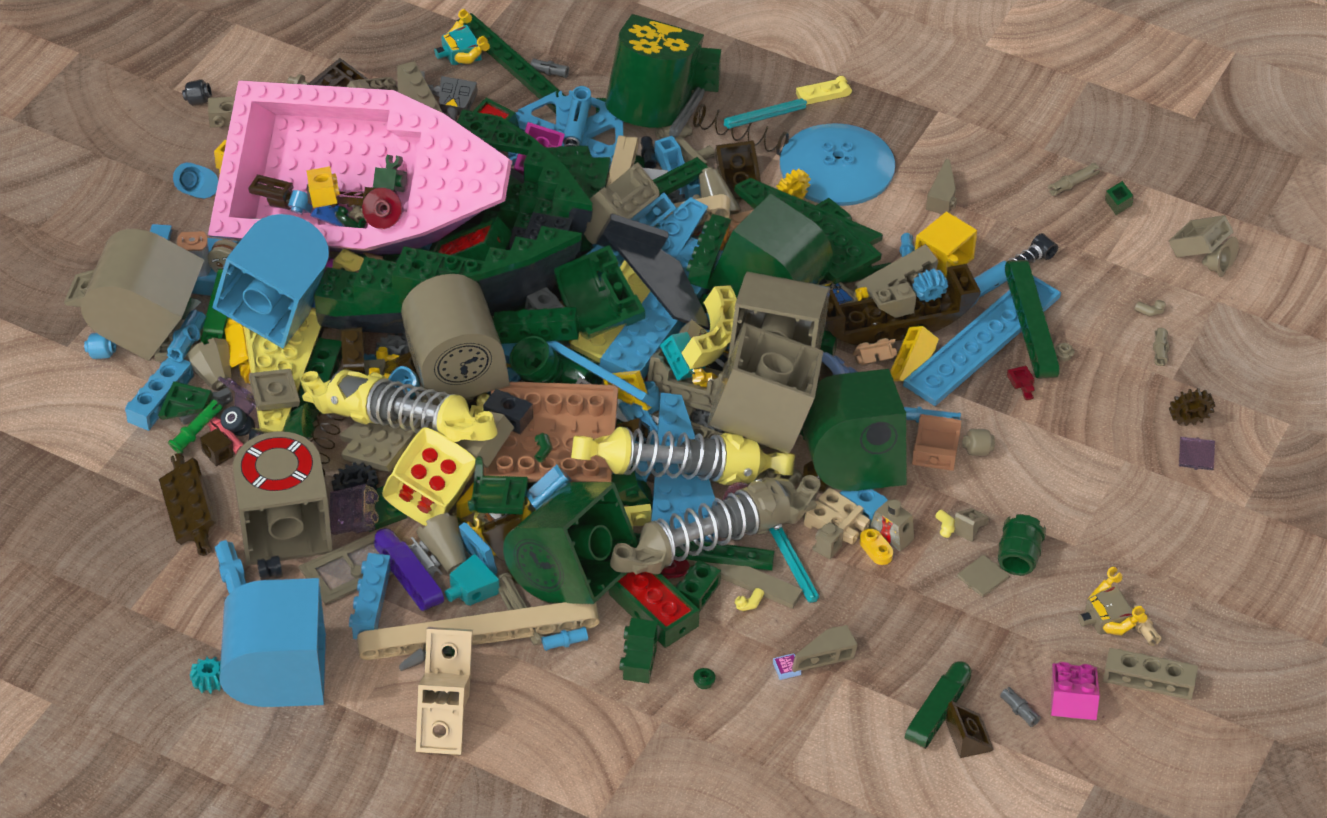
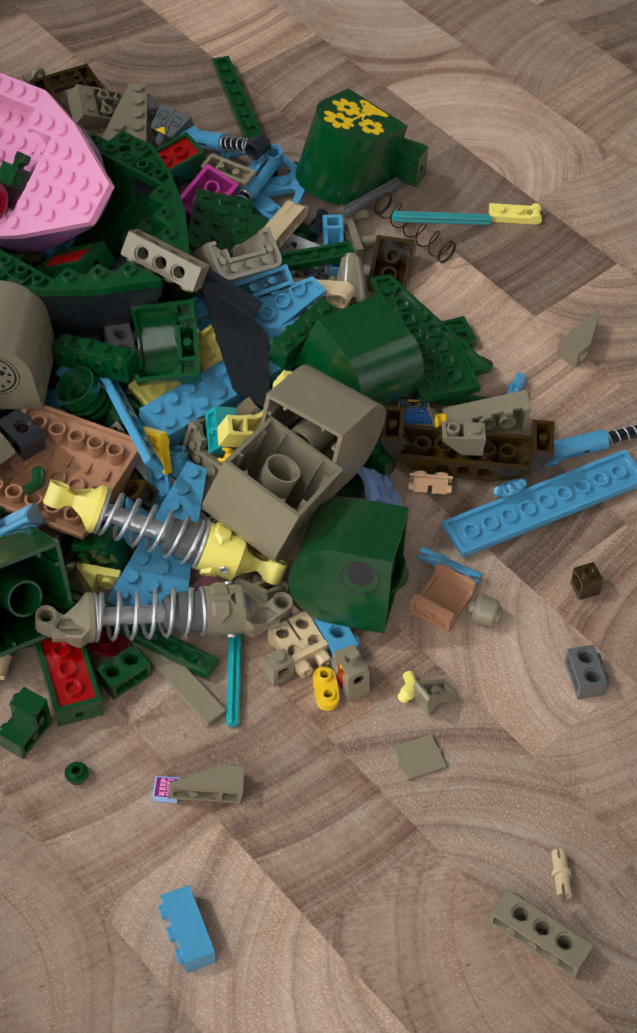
camera: 20 degrees right, 5 degrees up
(460, 44) = (202, 80): torso -> none
(516, 99) = (223, 142): none -> piece
(550, 68) = (271, 123): dark grey pin -> none
(561, 123) = (238, 173): none -> dark tan slope
(605, 216) = (194, 269): none -> dark tan brick
(750, 603) = (167, 707): light yellow arm -> none
(795, 183) = (433, 294): yellow gear -> none
(856, 177) = (498, 305): dark azure dish -> none
(867, 762) = (186, 929): none -> dark azure brick
(914, 351) = (466, 495): yellow slope -> none
(930, 285) = (508, 432): dark azure gear -> none
(935, 708) = (296, 889): dark green piece -> none
(949, 240) = (554, 395): yellow container -> none
(949, 334) = (510, 488): none -> dark azure gear
(967, 731) = (313, 931): dark brown slope -> none
(1020, 706) = (382, 922): dark grey pin -> none
(1021, 544) = (470, 738): dark green piece -> none
(1022, 378) = (564, 557): dark red plate -> none
(1032, 319) = (601, 498): dark green beam -> none
(1051, 392) = (586, 581): none -> dark brown brick
(1064, 351) = (623, 546): dark tan plate -> none
(1074, 691) = (448, 924): dark pink slope -> none
(1086, 465) = (582, 672): none -> dark grey brick
(1109, 610) = (530, 842): torso -> none

